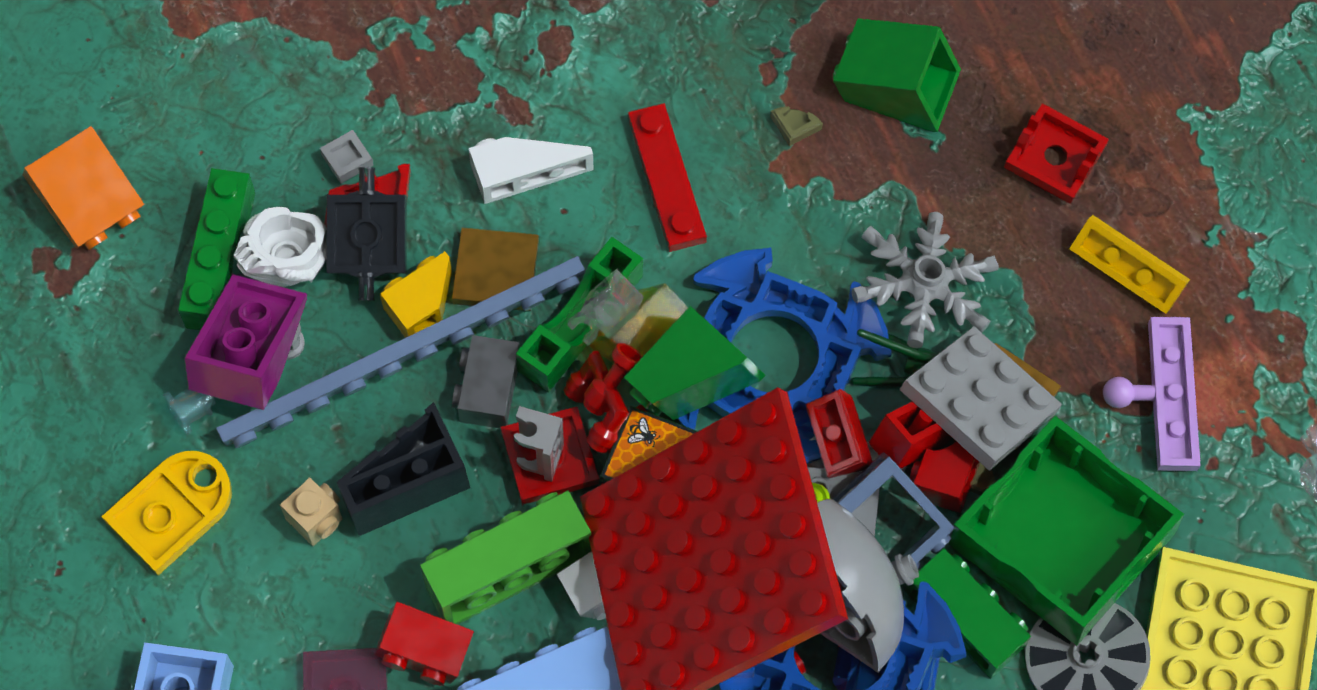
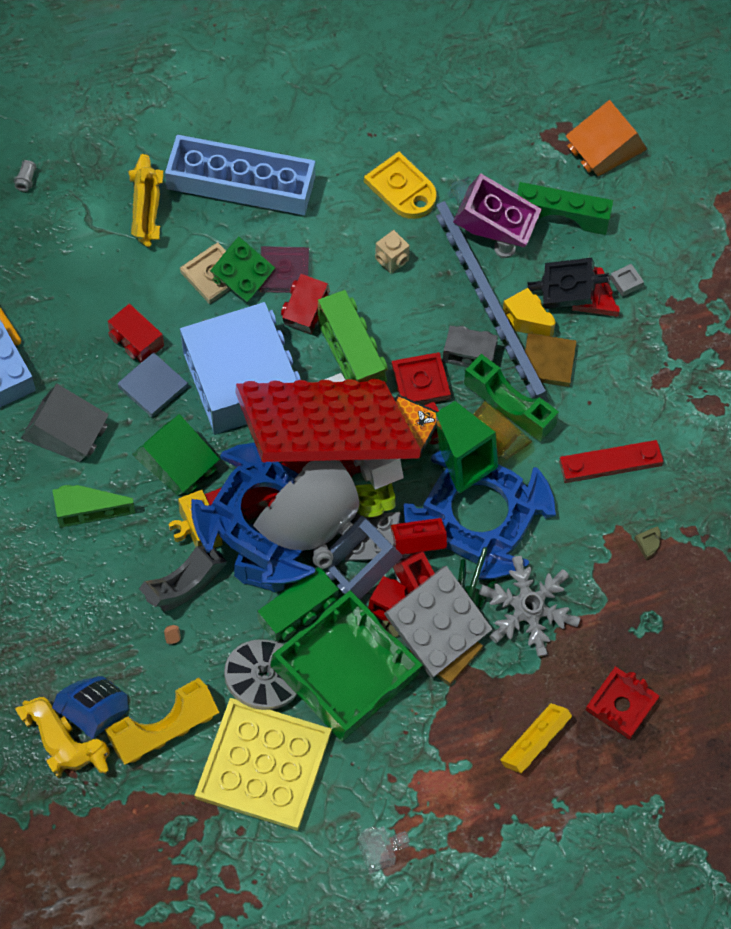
camera: 95 degrees right, 5 degrees down
(282, 247) = (561, 236): white helmet -> none
(405, 475) = (411, 300): black wedge -> none
(518, 165) = (616, 368): white slope -> none
(542, 434) = (419, 360): light grey hinge -> none
(599, 393) = (463, 397): red piece -> none
(608, 307) = (509, 405): clear brick -> none
(898, 71) = (682, 605): green slope -> none
(1170, 391) = (440, 752): lavender plate -> none

